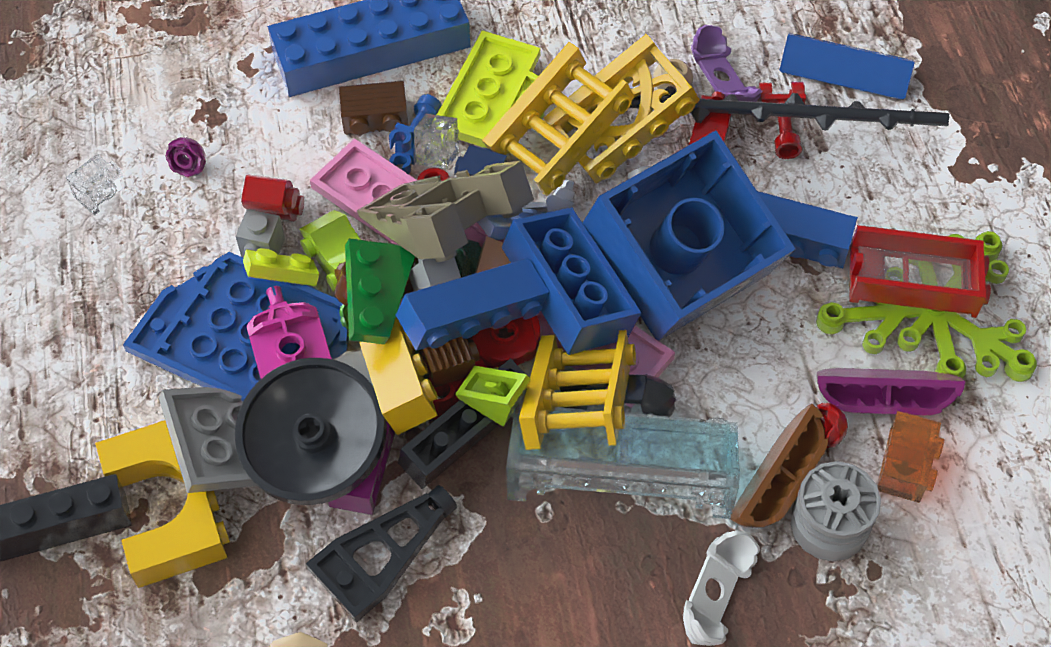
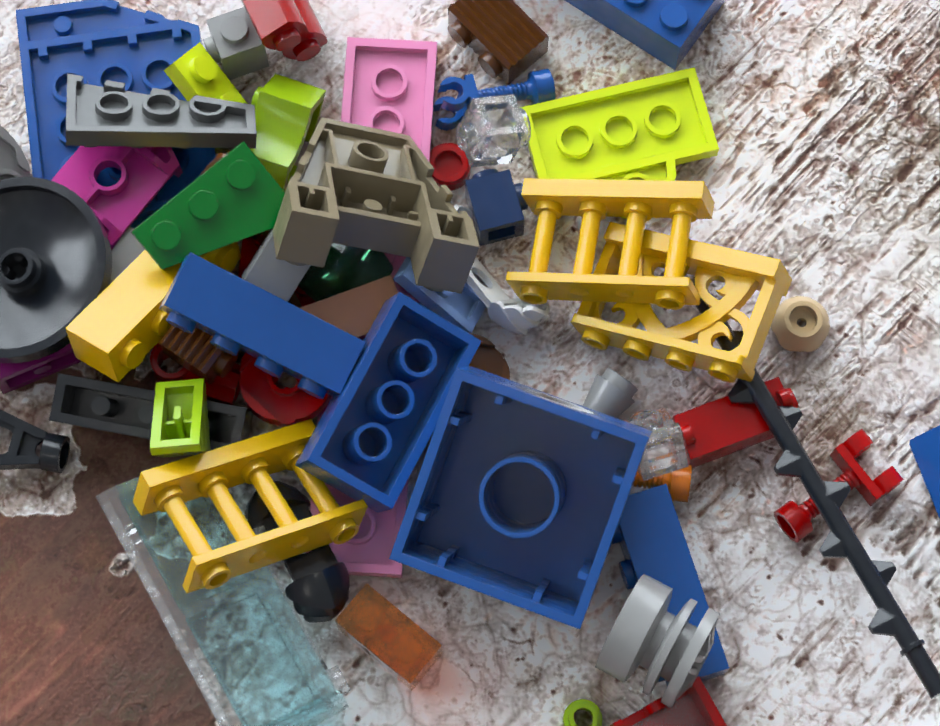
camera: 55 degrees right, 15 degrees up
(277, 296) = (155, 119): none -> dark grey wing
(710, 54) = (864, 343): medium lavender piece -> none
(710, 381) = (389, 636): none -> clear orange brick
(826, 225) = (657, 640): none -> light grey wheel

